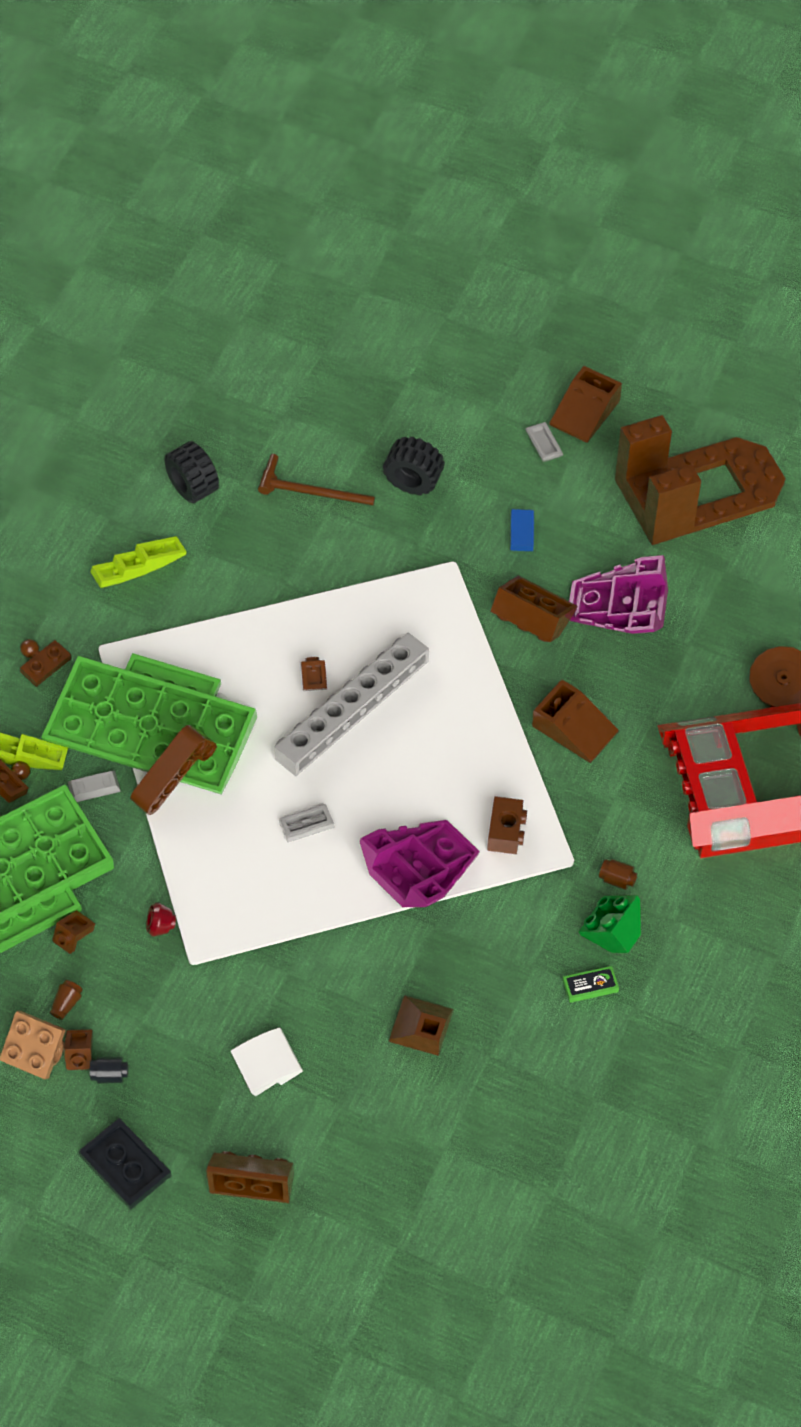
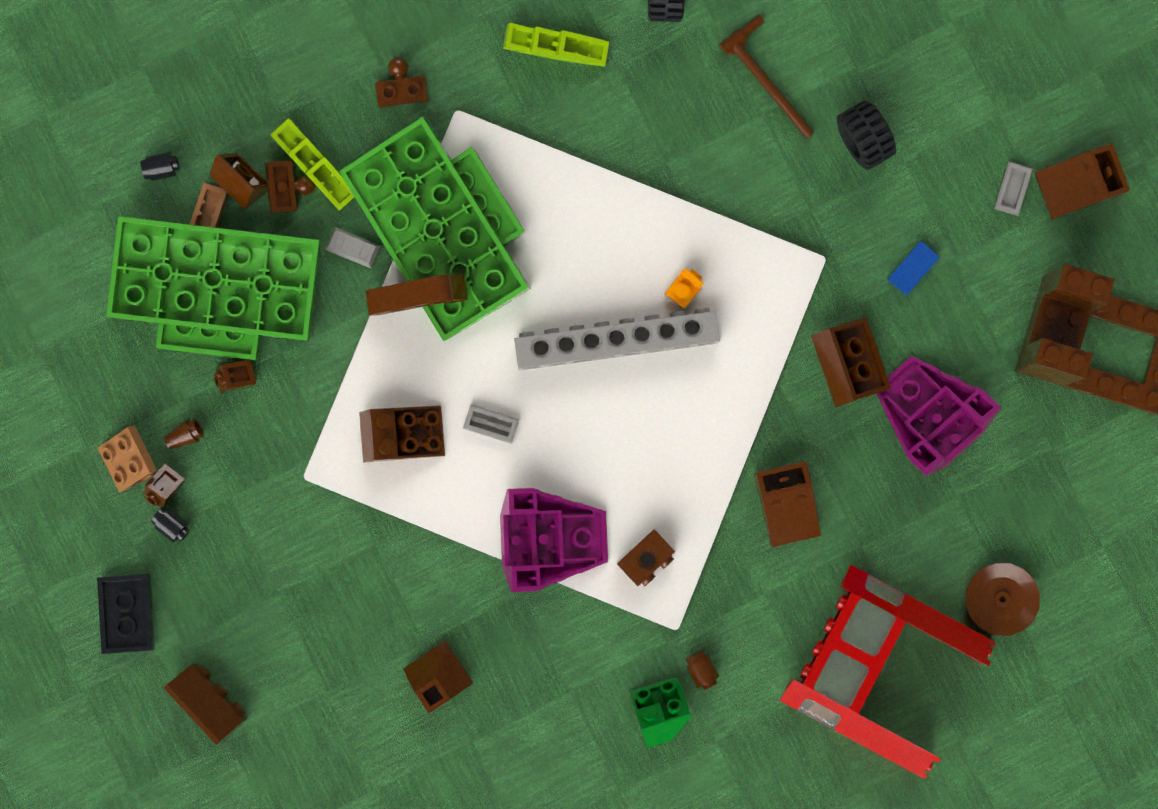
camera: 40 degrees right, 30 degrees up
(160, 920) = (307, 422): dark red cone -> none
(241, 874) = (401, 433): none -> reddish brown slope
(266, 1061) = (296, 611): white slope -> none
(313, 674) = (608, 284): reddish brown bracket -> none
(371, 639) = (685, 288): none -> light orange bracket
(590, 984) = (599, 745): tile -> none

